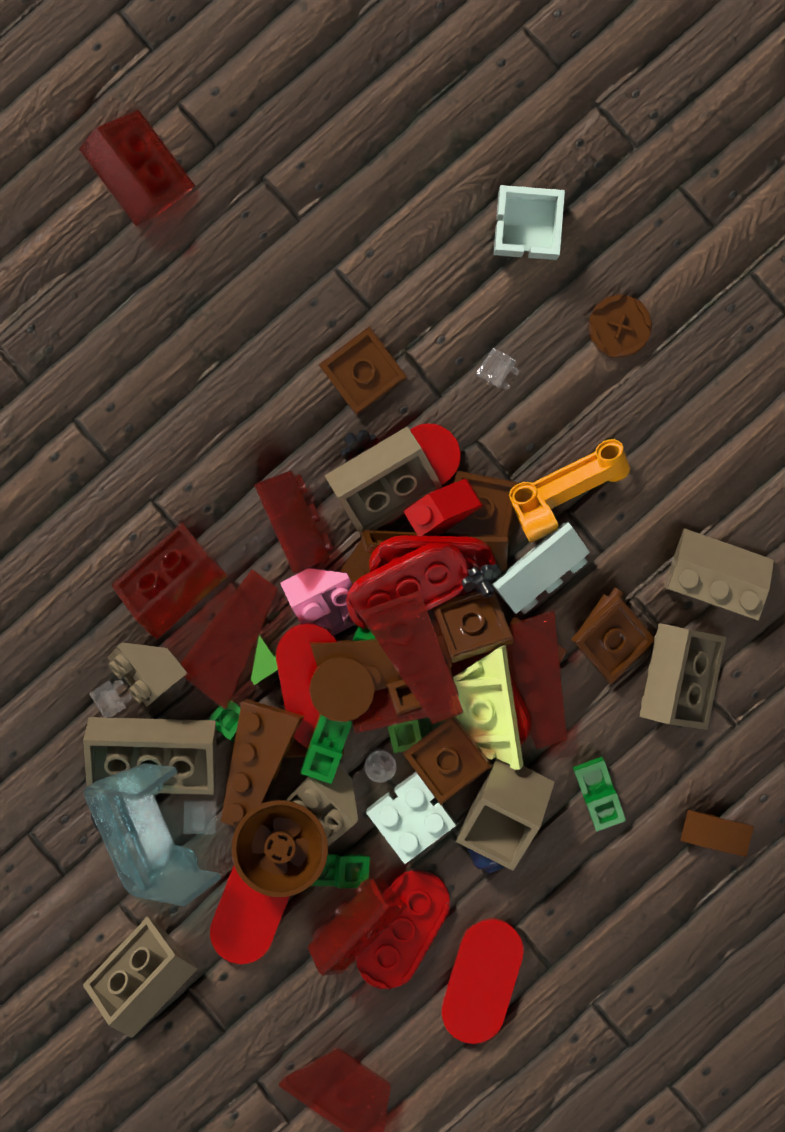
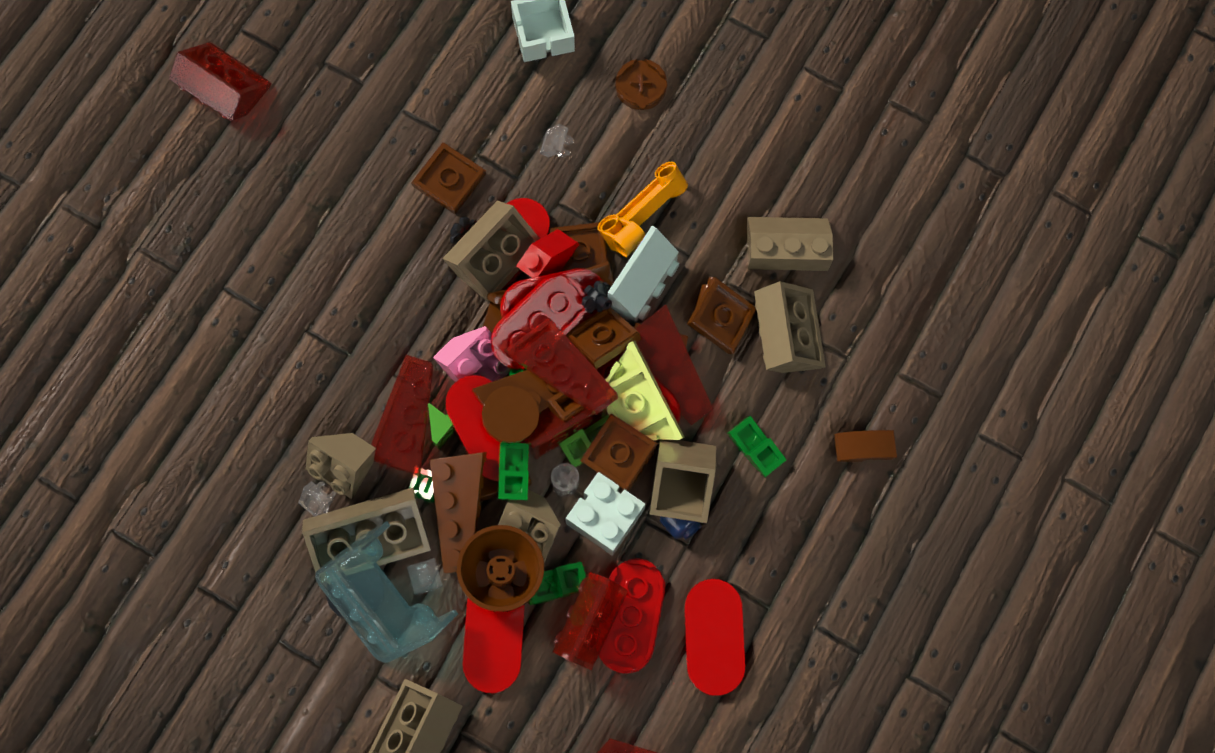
camera: 25 degrees left, 15 degrees down
(169, 581) = (340, 386): clear red slope -> none
(294, 520) = (427, 303): clear red slope -> none

